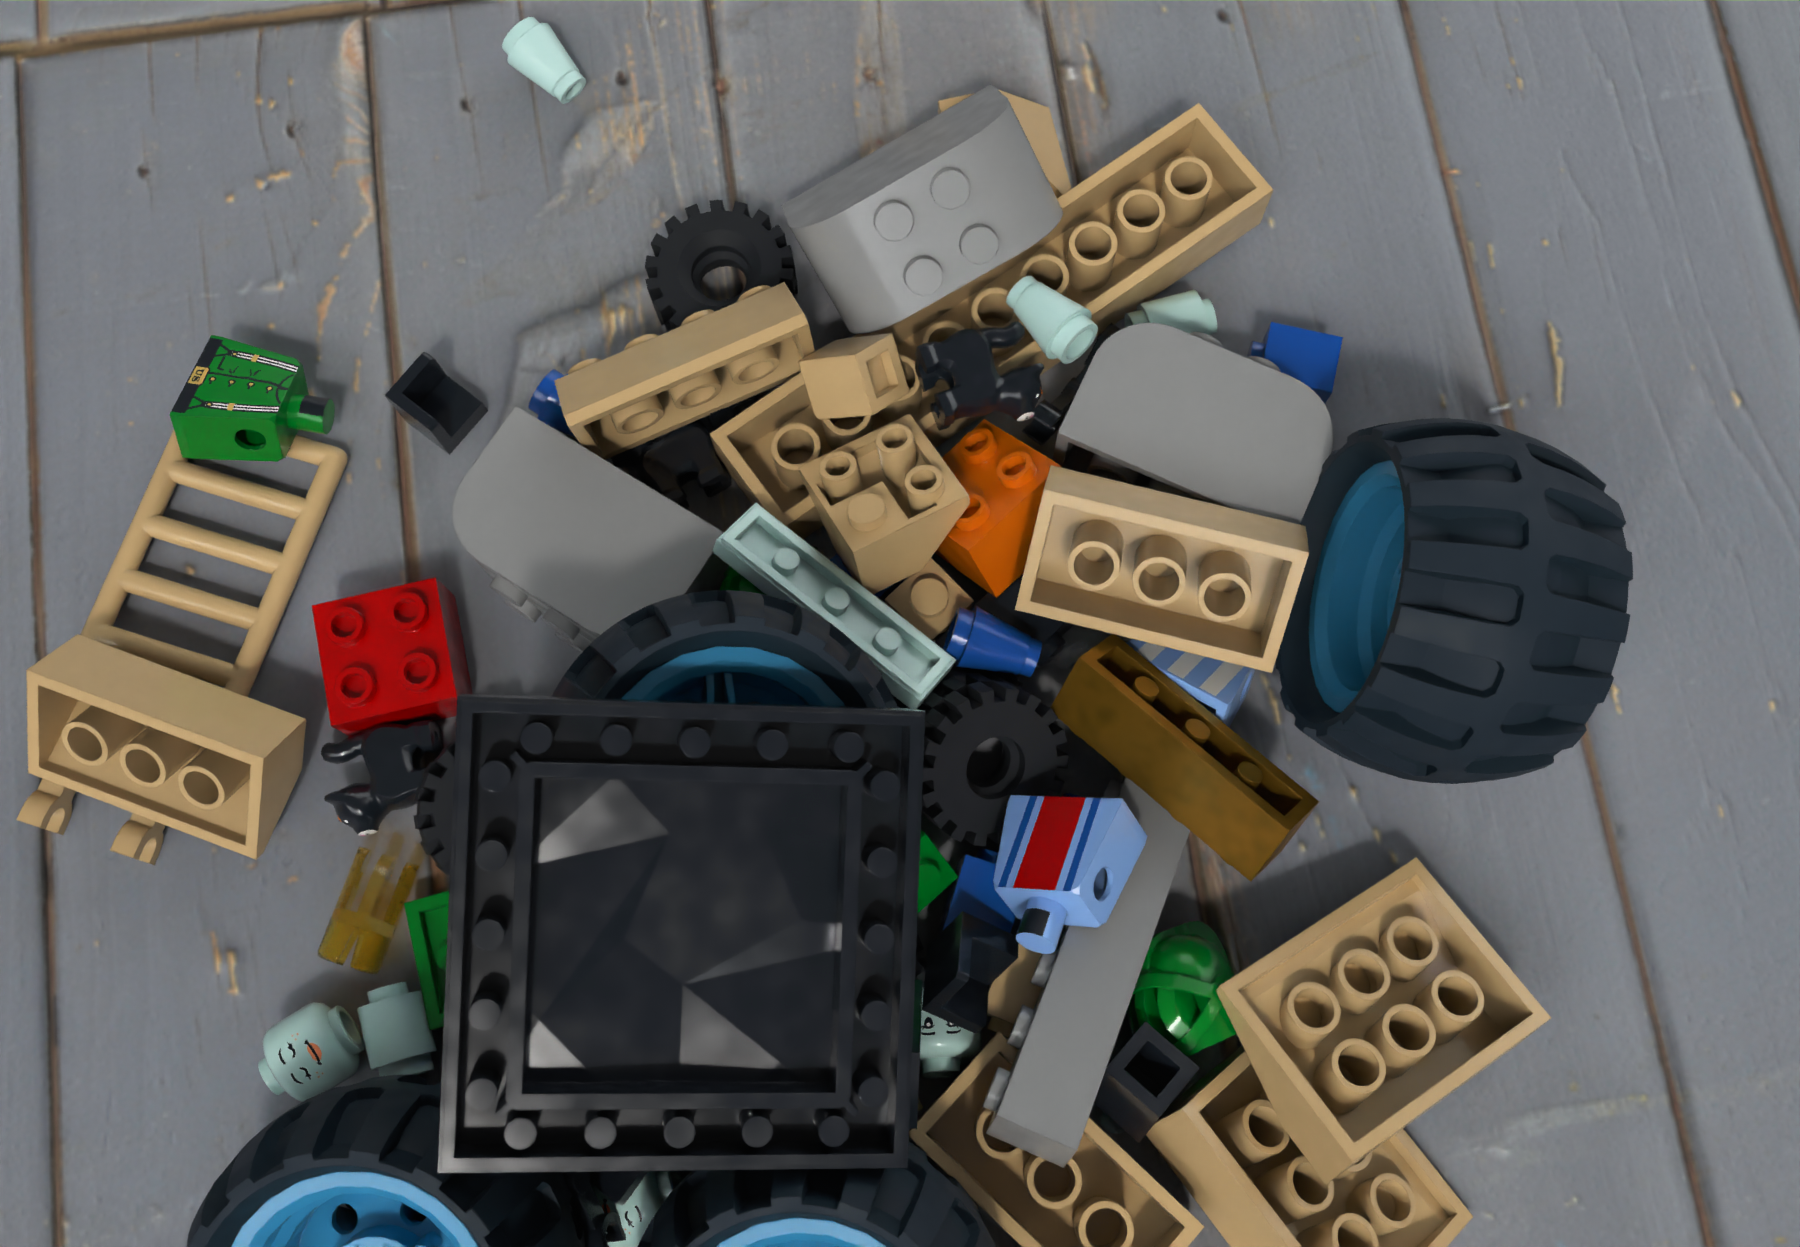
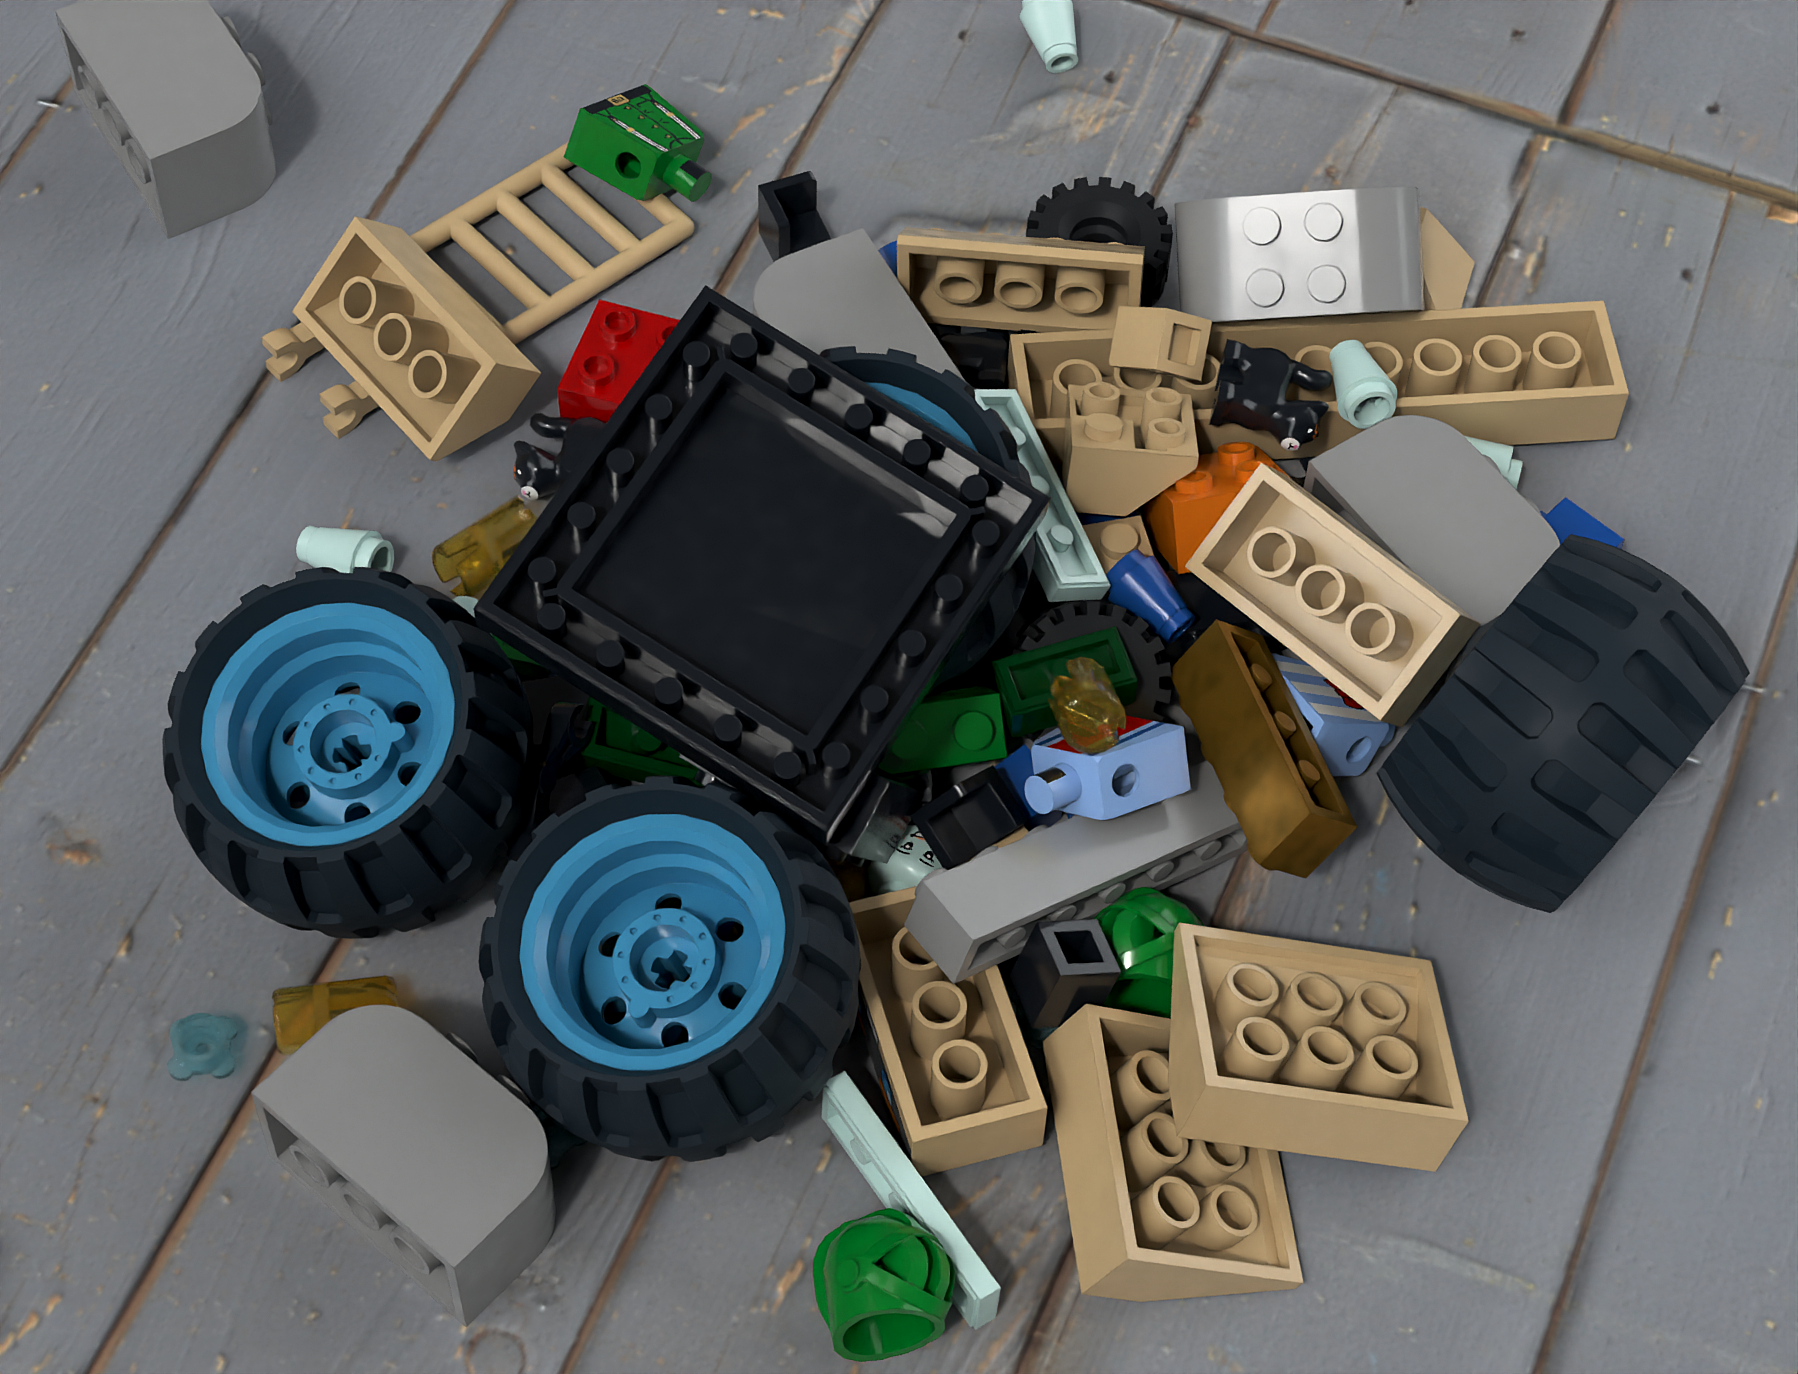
camera: 25 degrees right, 20 degrees down
(240, 997) = (344, 549): none -> light aqua cone
(976, 785) = (1027, 677): none -> dark green slope
(1031, 834) = (1087, 707): none -> clear yellow arm

